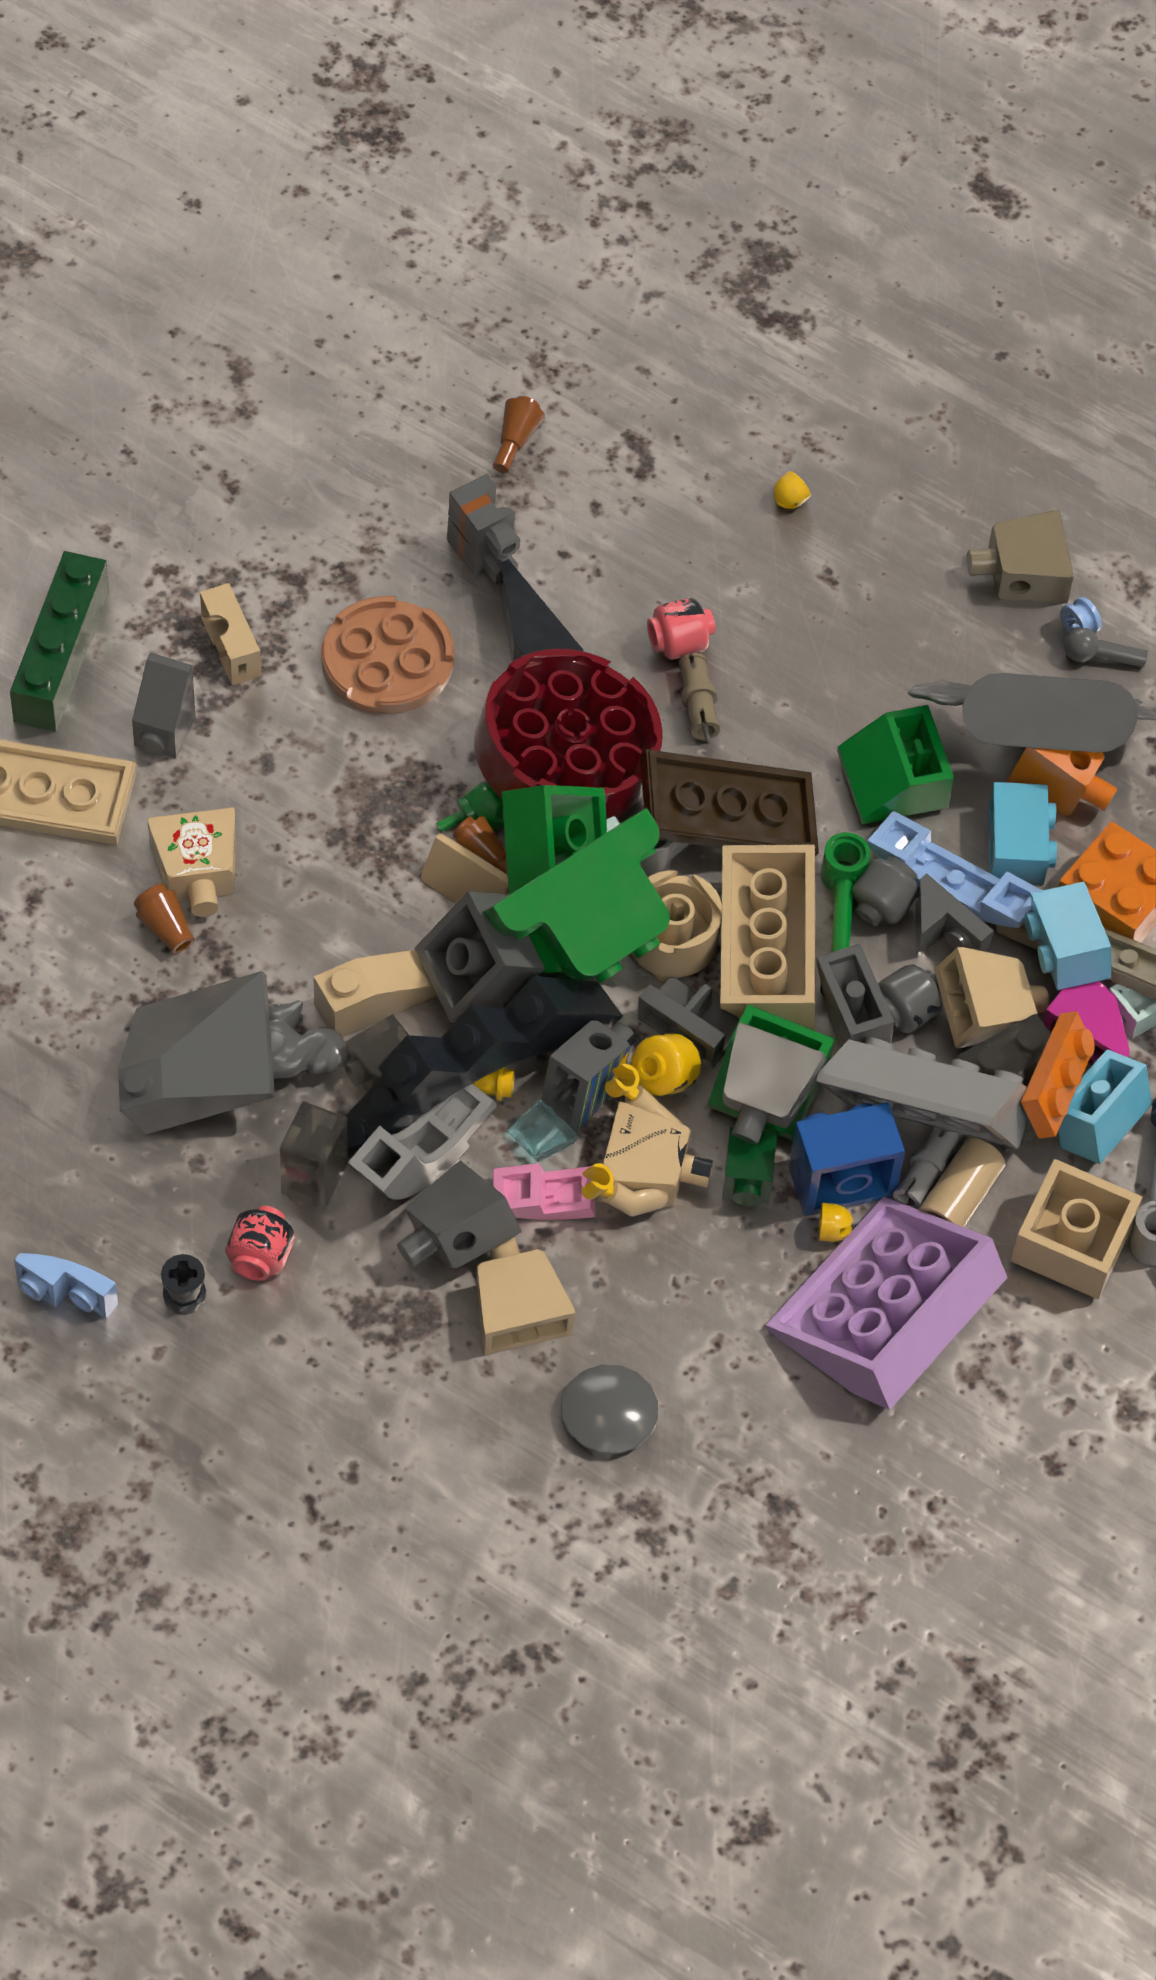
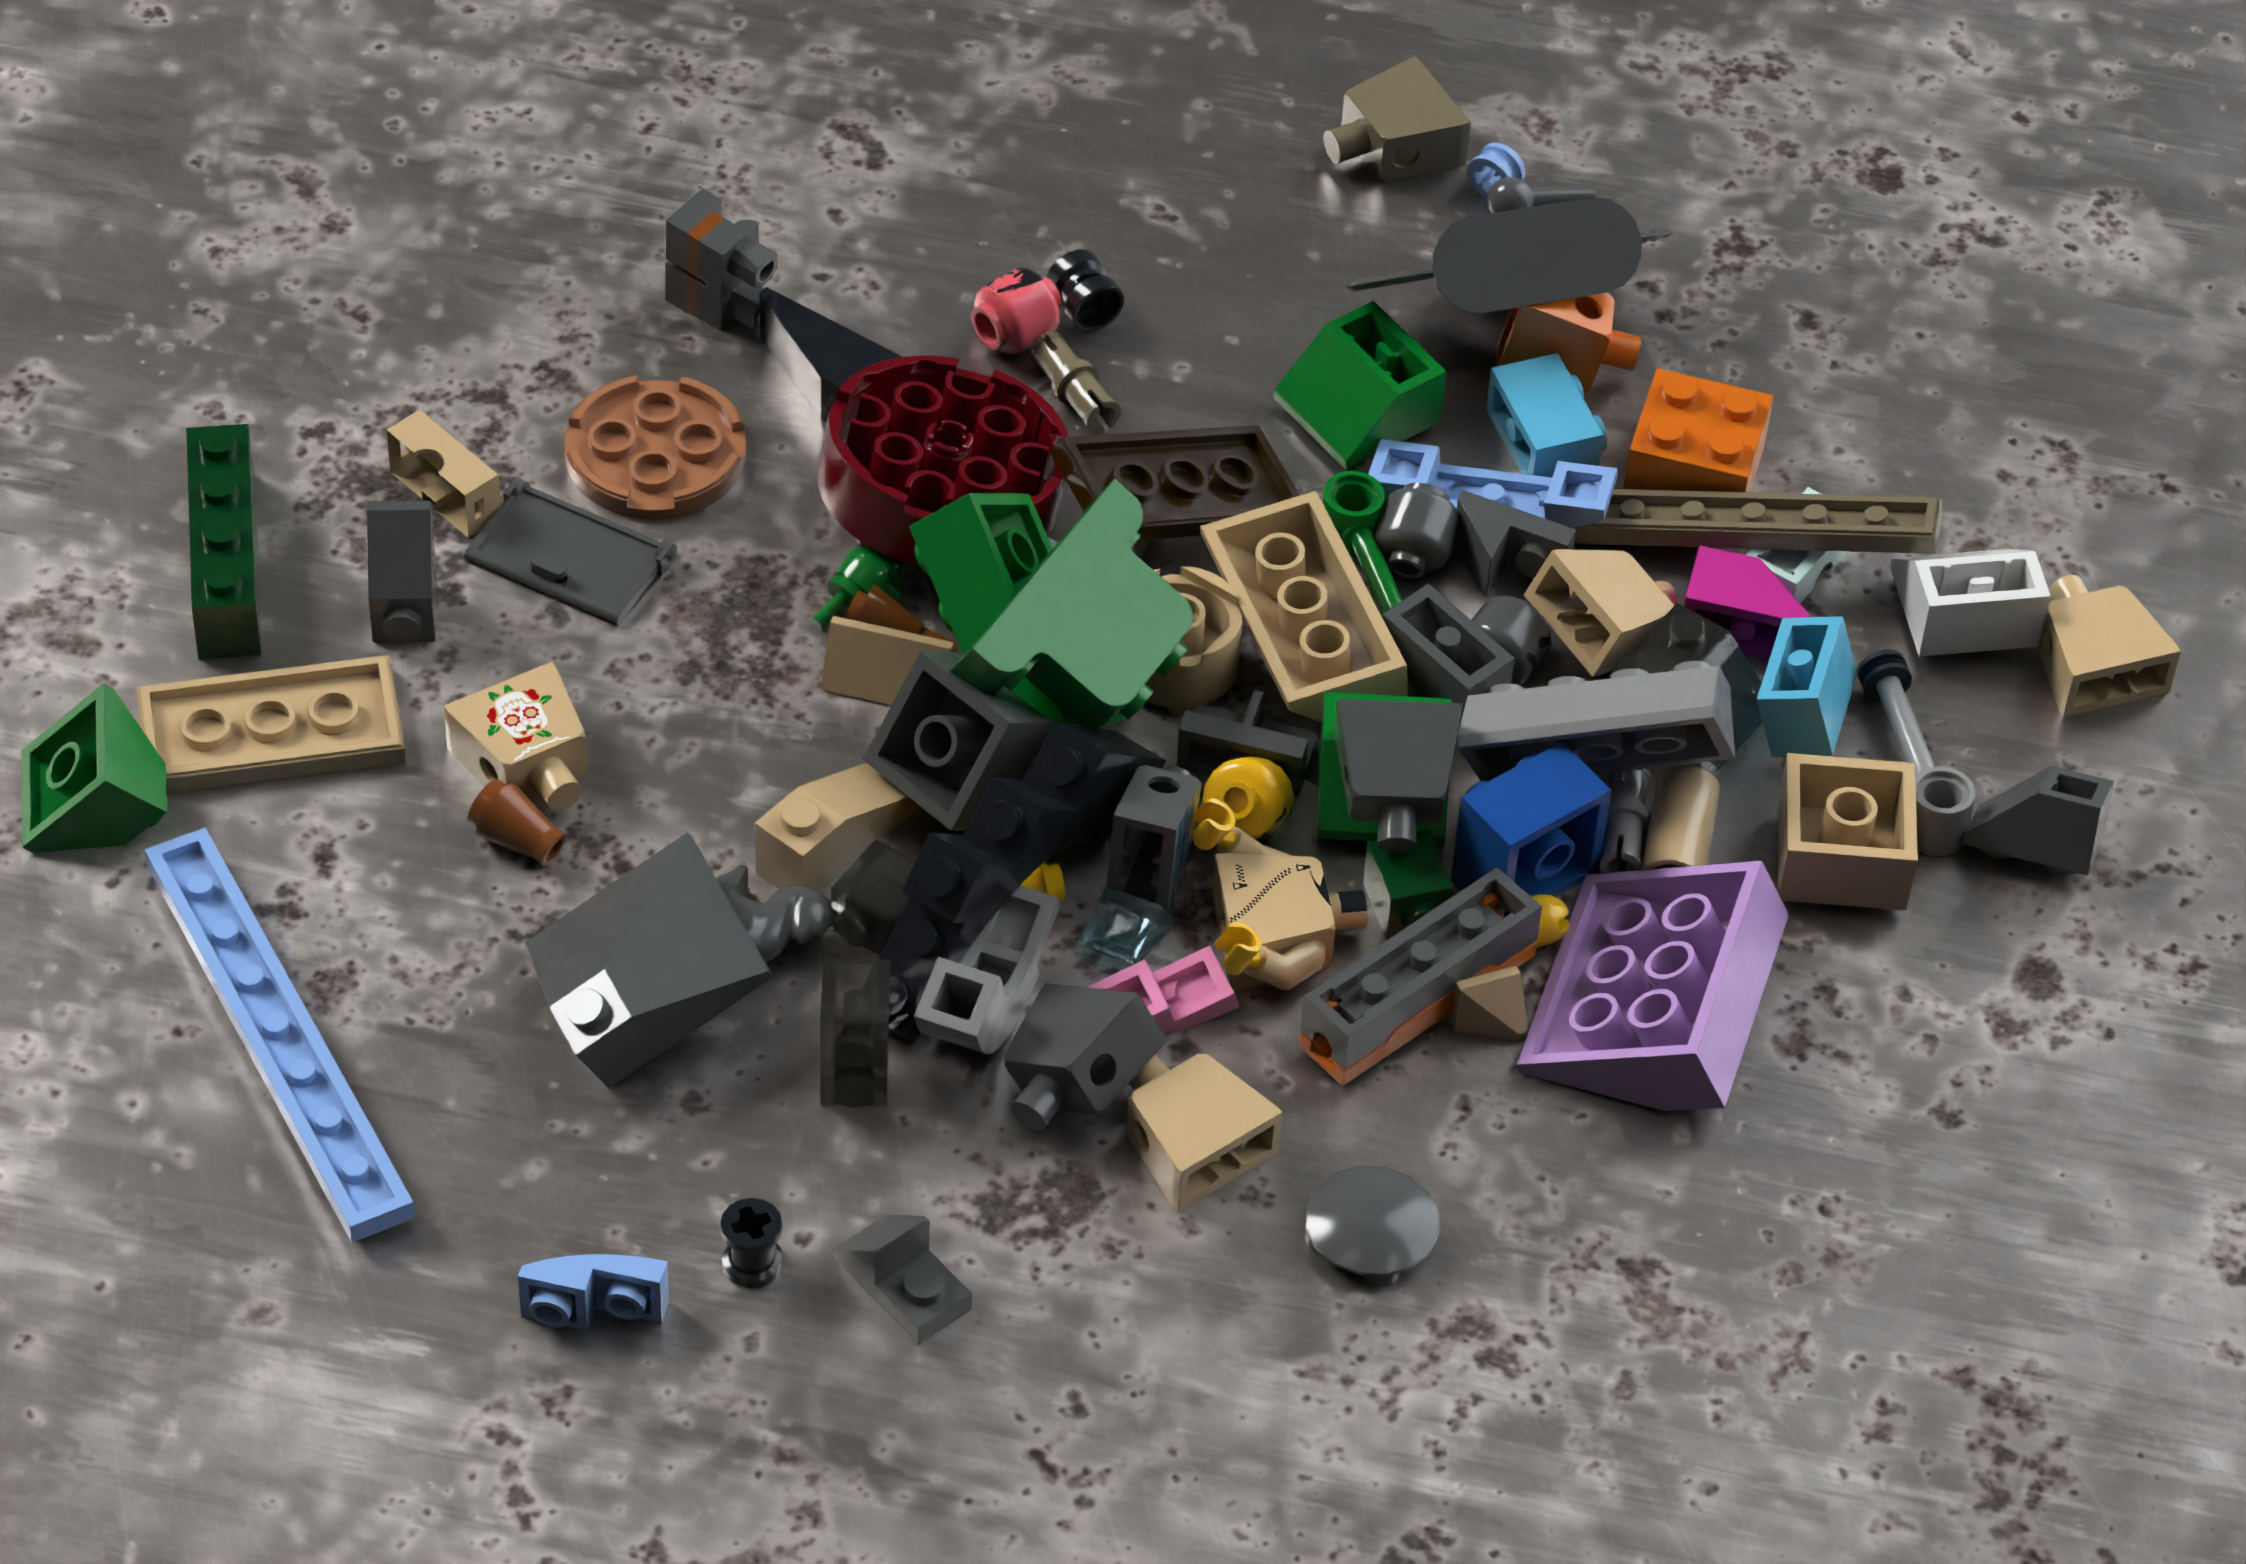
camera: 20 degrees left, 10 degrees down
(260, 1243) = (828, 1165): coral head -> none
(277, 1341) = (904, 1276): none -> dark grey slope
(285, 706) = (598, 559): none -> dark grey door
(520, 421) = (698, 139): dark orange cone -> none
(721, 1240) = (1414, 975): none -> dark grey piece
(738, 627) = (1084, 284): none -> black wheel
(765, 1276) = (1491, 1005): none -> tan slope
(791, 491) = (1073, 128): yellow hinge -> none
(1058, 1074) = (1747, 655): orange plate -> none
(1069, 936) = (1676, 503): medium azure brick -> none

